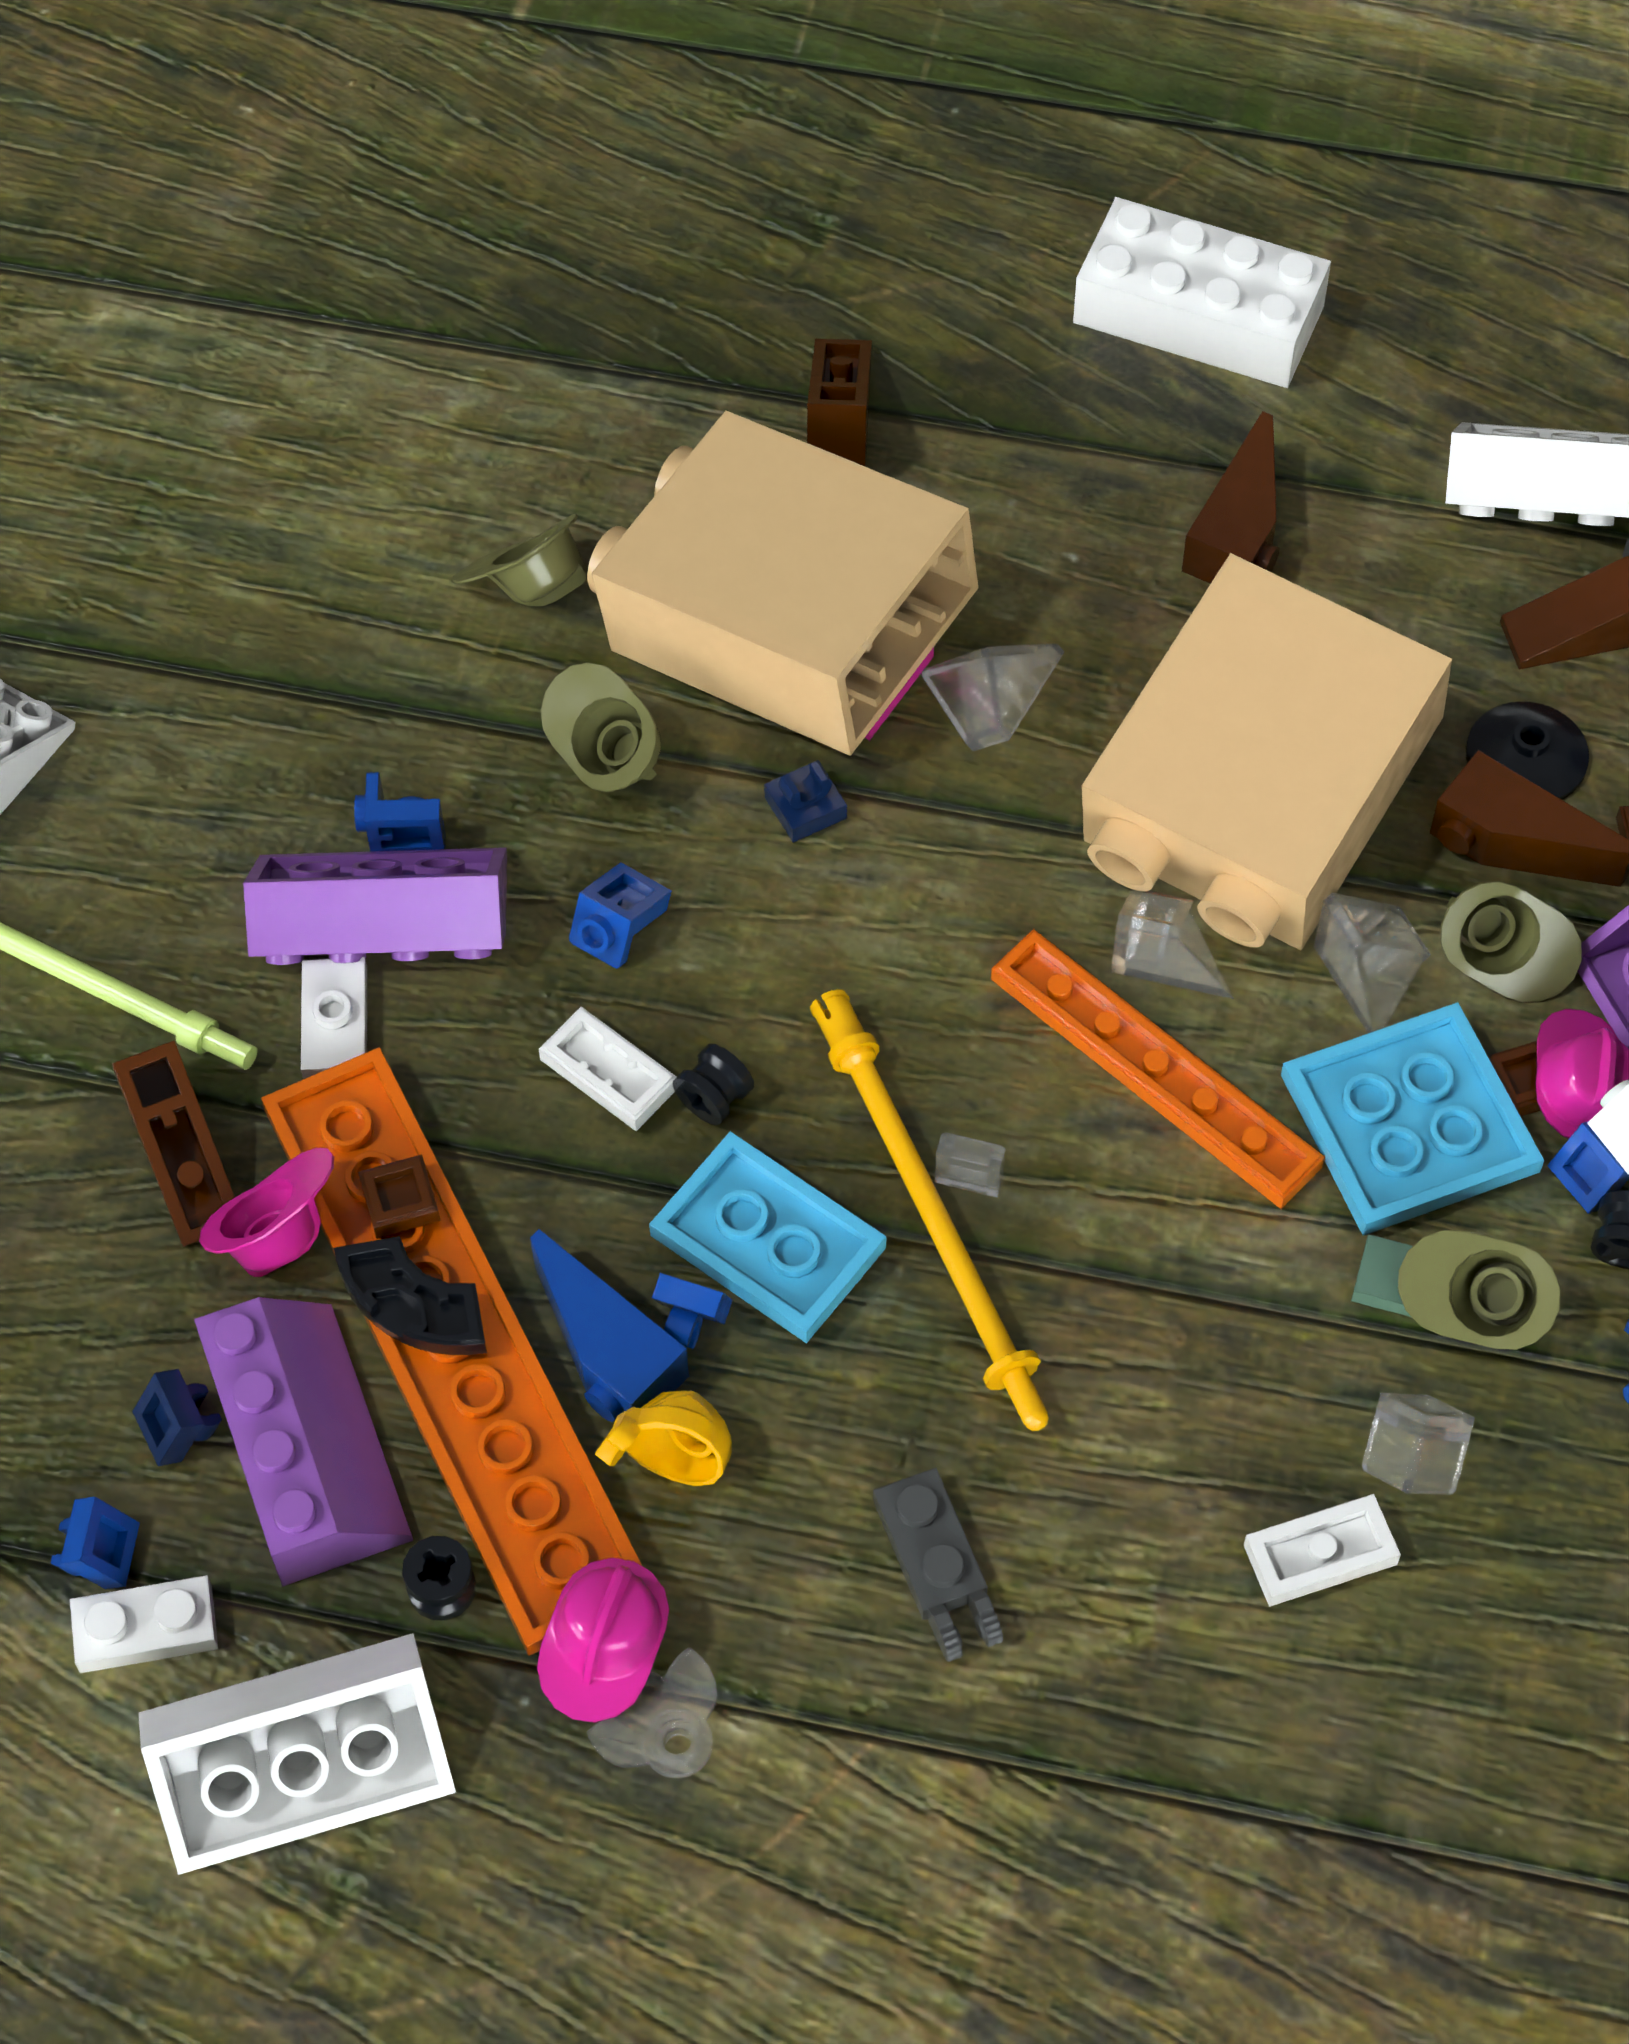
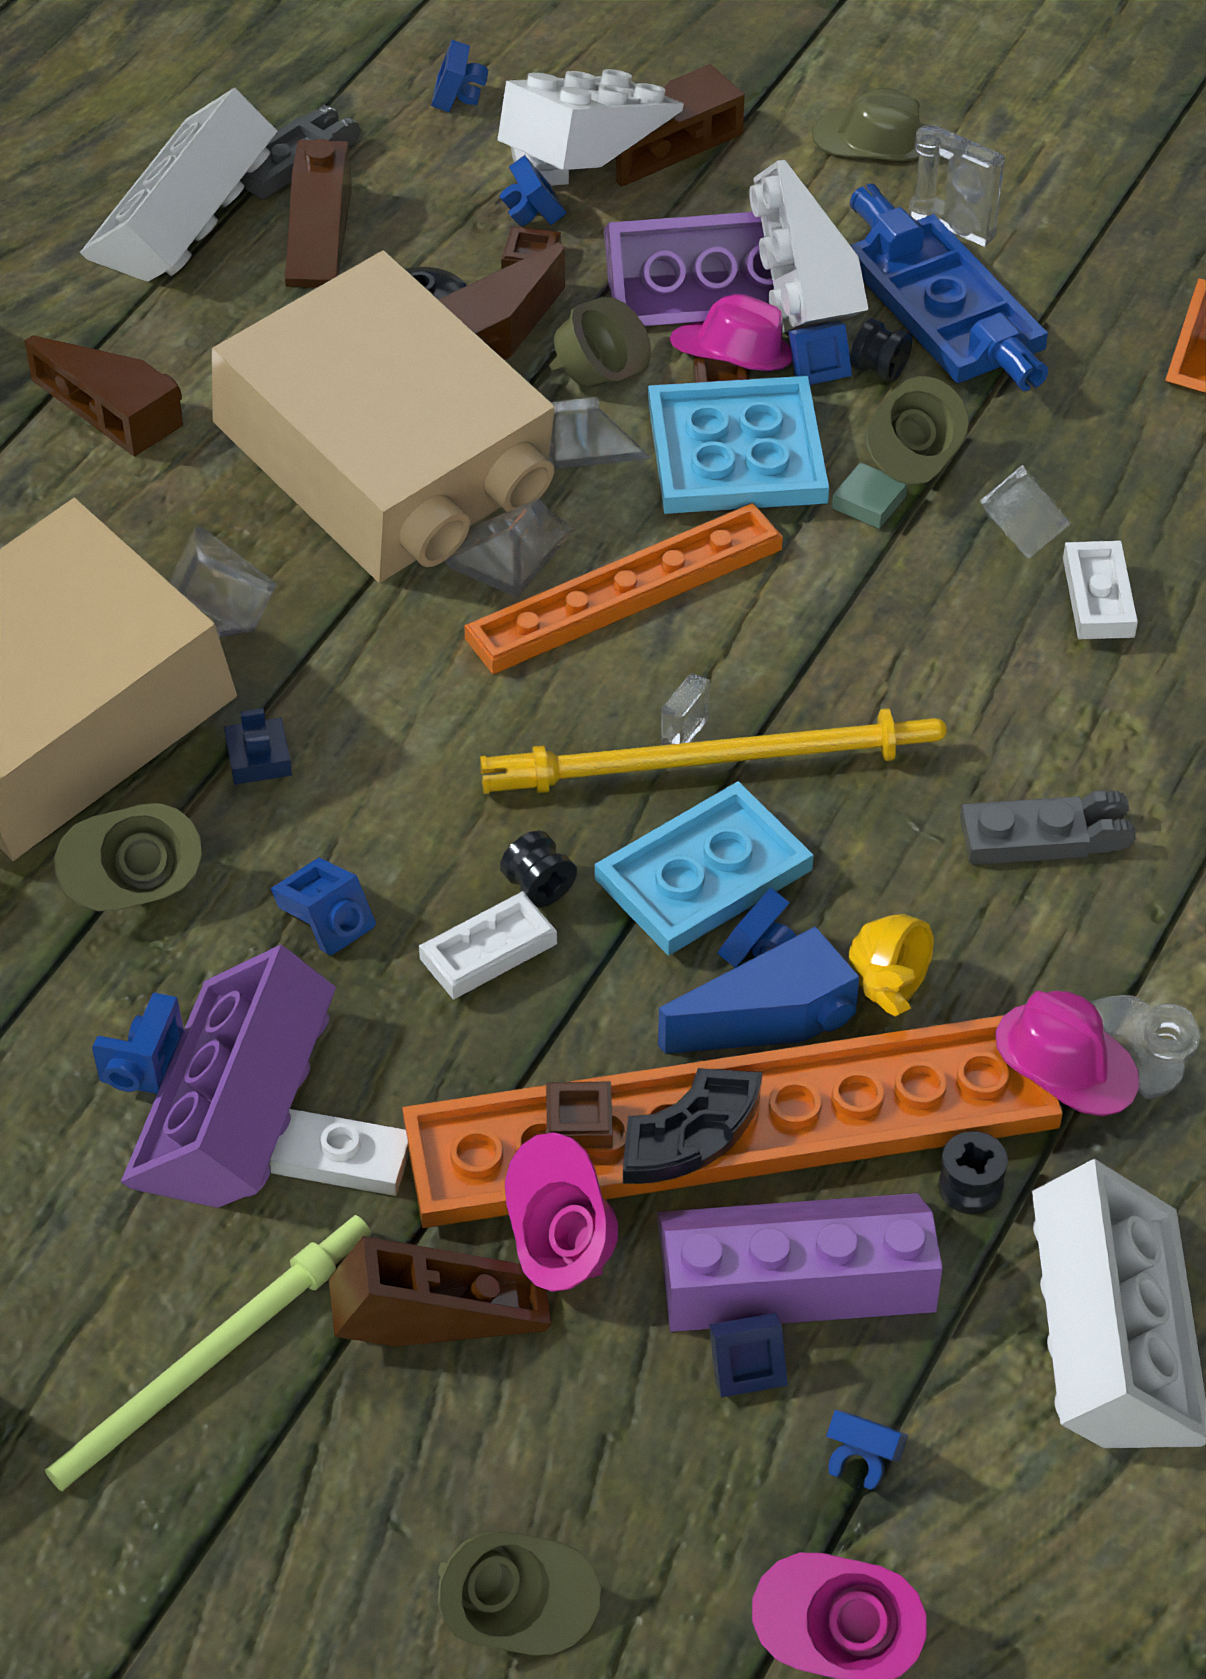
camera: 75 degrees left, 10 degrees down
(143, 1624) = (952, 1426): white plate -> none

